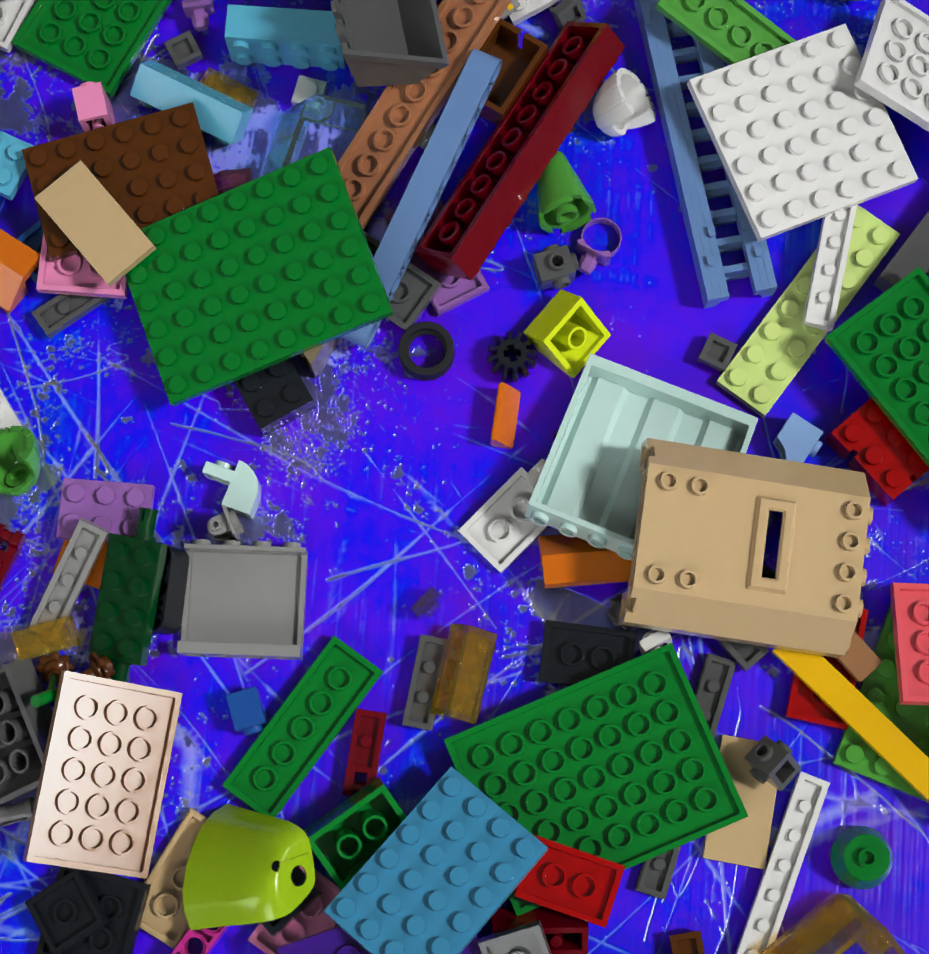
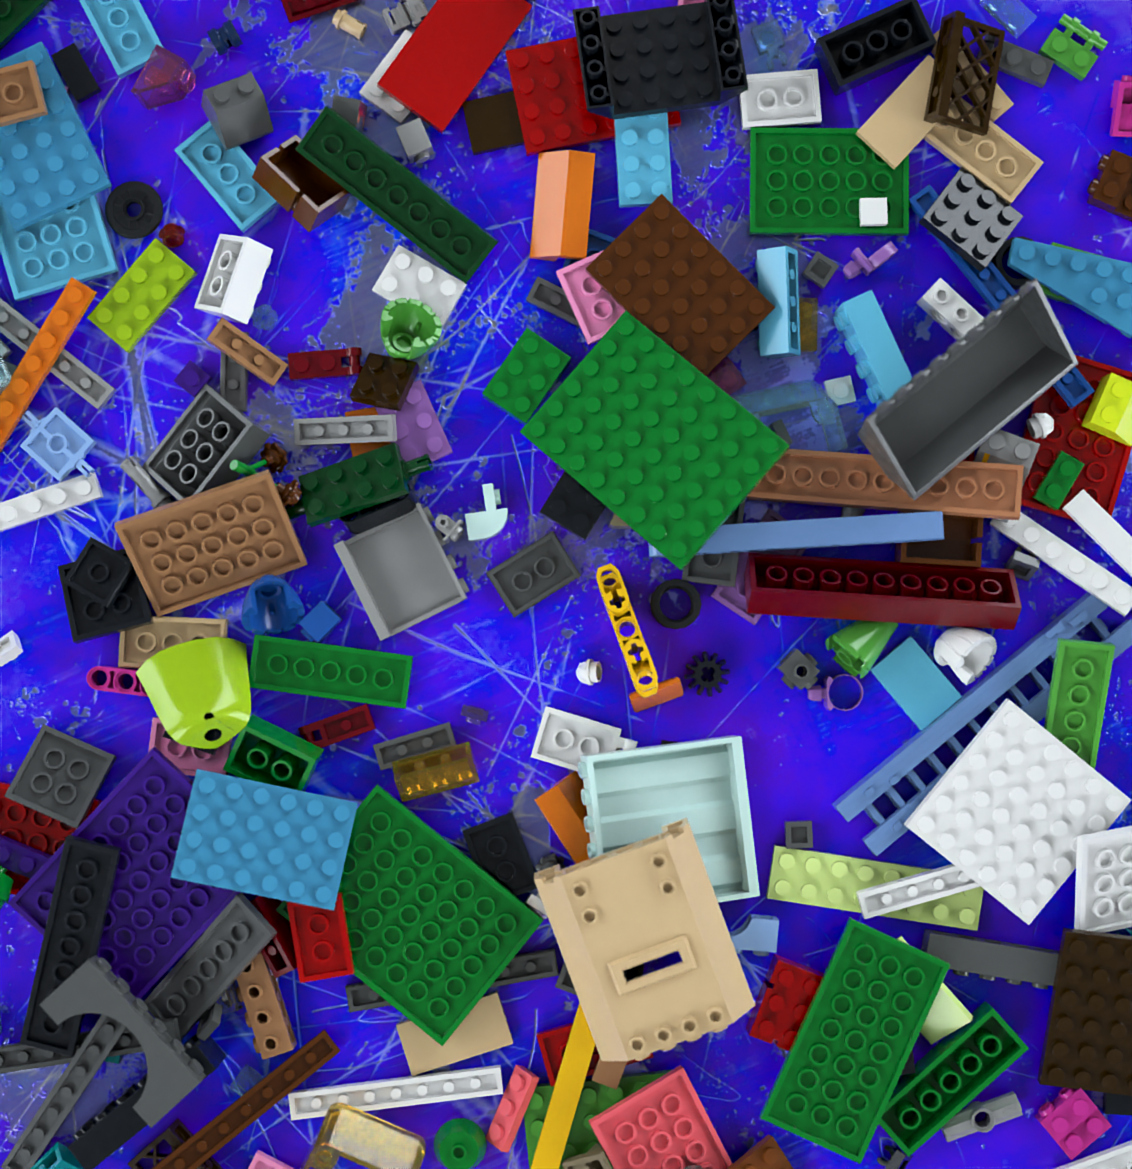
camera: 60 degrees right, 10 degrees up
(45, 514) = (384, 381): none -> dark brown plate
(46, 637) = (292, 437): clear yellow plate -> none
(93, 106) = (728, 230): bright pink brick -> none
(95, 223) = (630, 290): tan tile -> none
(122, 375) = (526, 377): none -> green brick
(204, 750) = (271, 606): none -> blue hair
(320, 474) = (533, 574): none -> dark grey tile
(447, 469) = (589, 672): none -> white plate
(449, 406) = (625, 617): none -> yellow piece
(567, 332) = (750, 707): neon yellow slope -> none
(628, 168) = (915, 683): none -> medium azure tile
(772, 763) = (492, 1044): dark grey brick -> none
(850, 782) = (512, 1108): none -> coral plate

